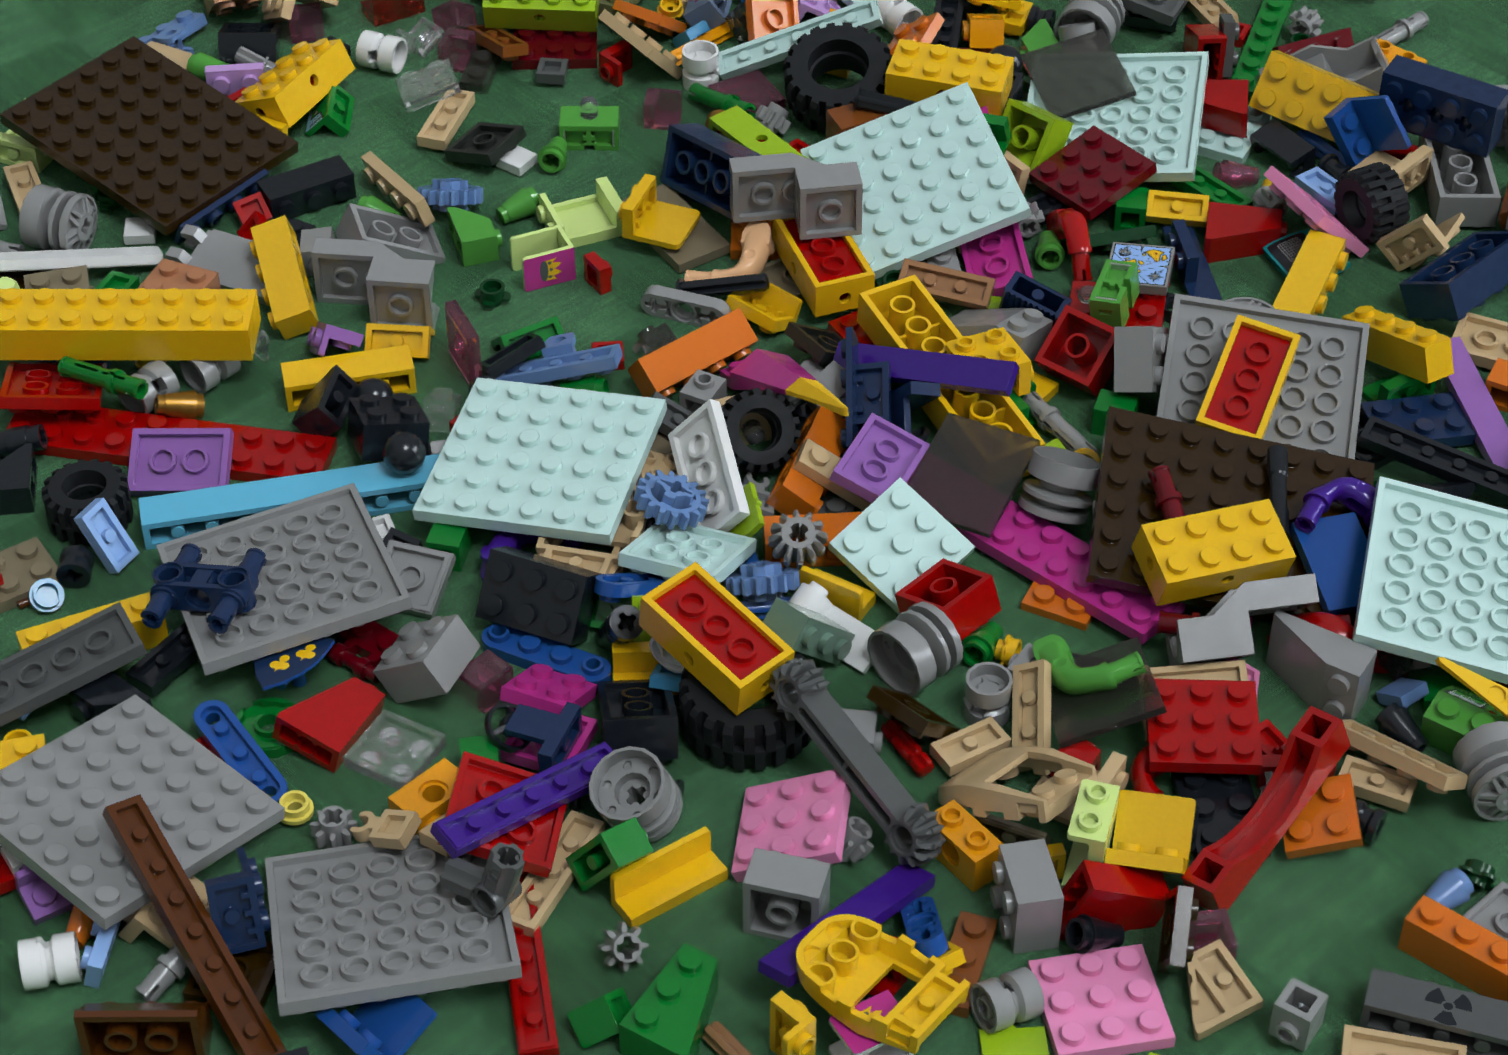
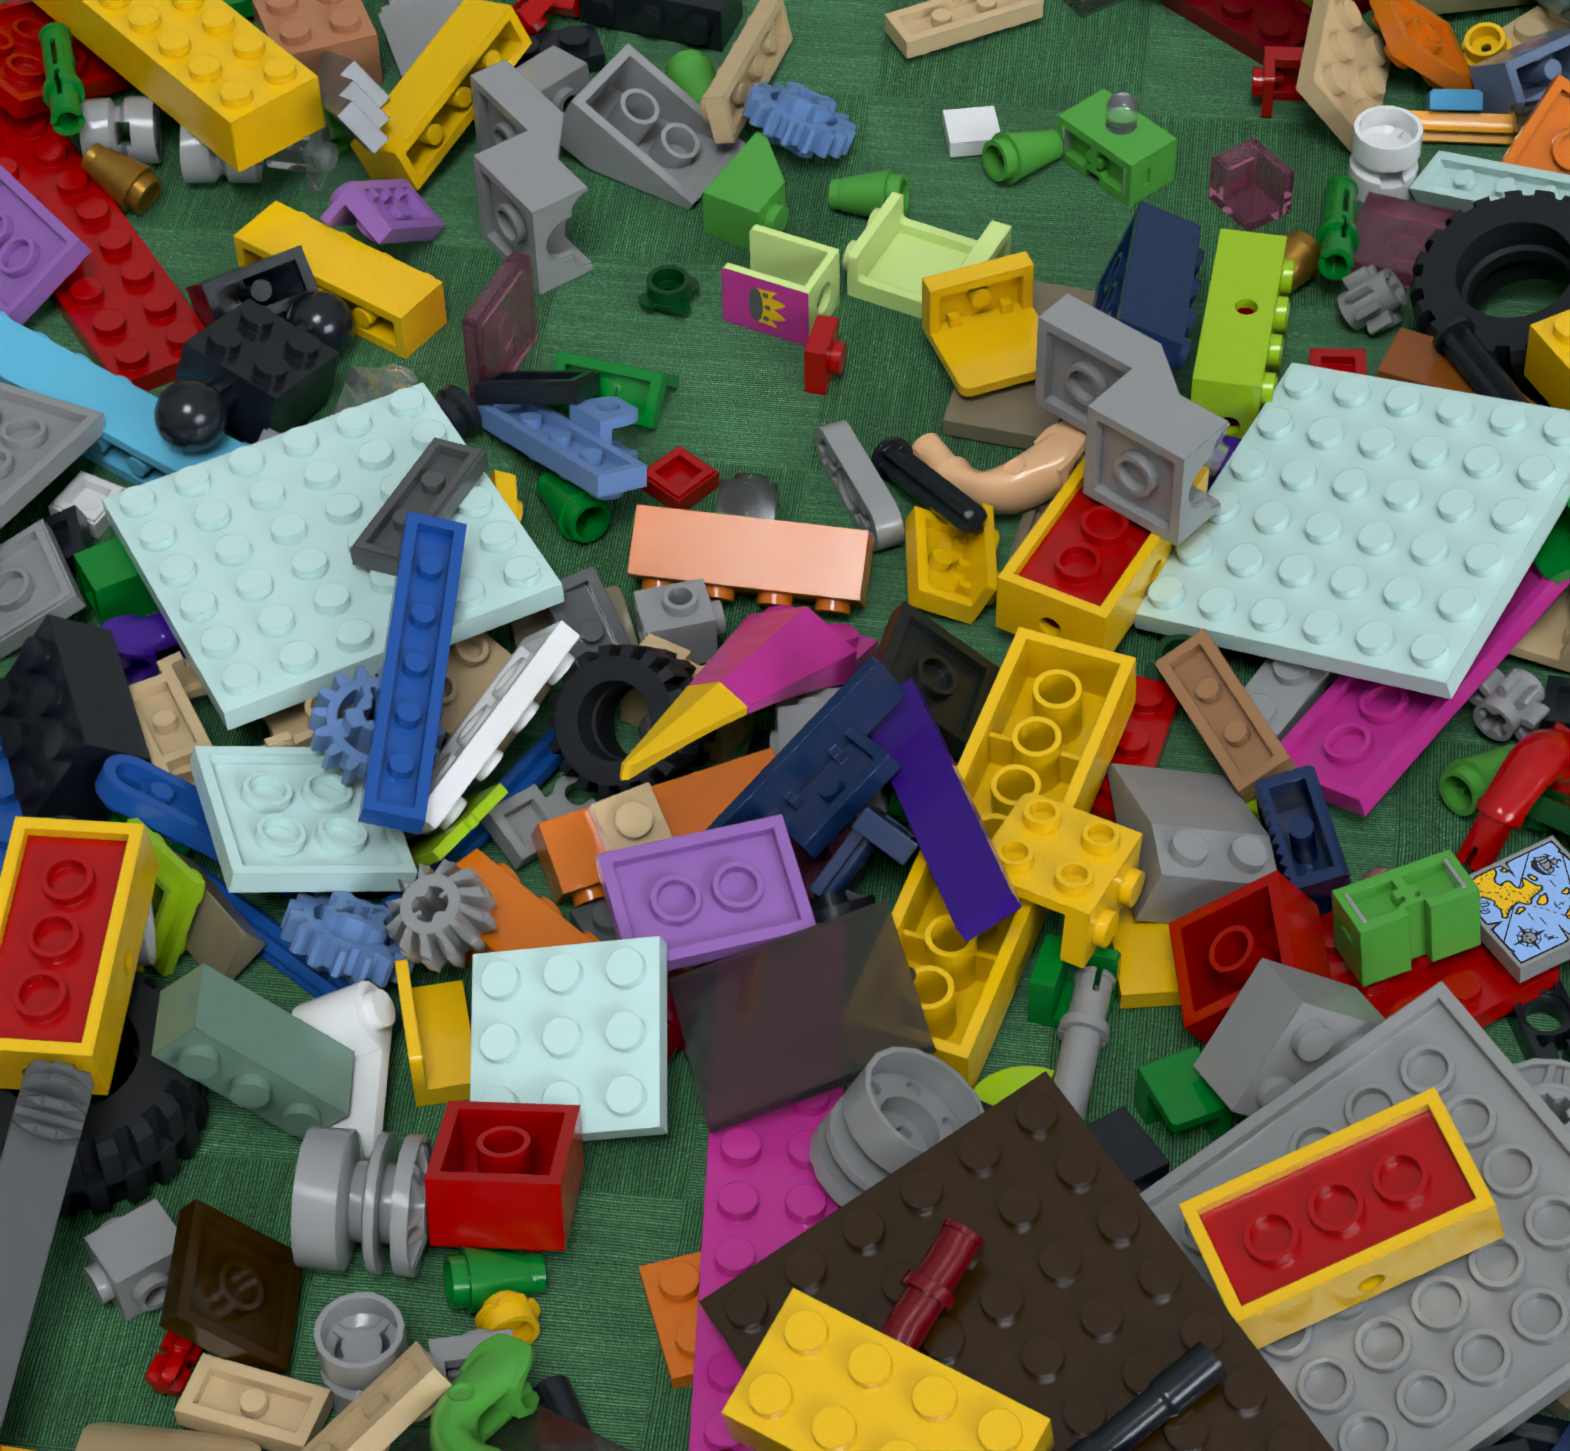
camera: 50 degrees right, 5 degrees up
(277, 300) = (353, 99): none -> slope
(391, 335) = (461, 261): yellow panel -> none
(485, 143) = (951, 81): pearl dark grey plate -> none
(552, 71) = (1193, 36): dark grey plate -> none
(569, 411) = (432, 488): none -> dark grey tile
(673, 460) = (413, 674): none -> blue plate

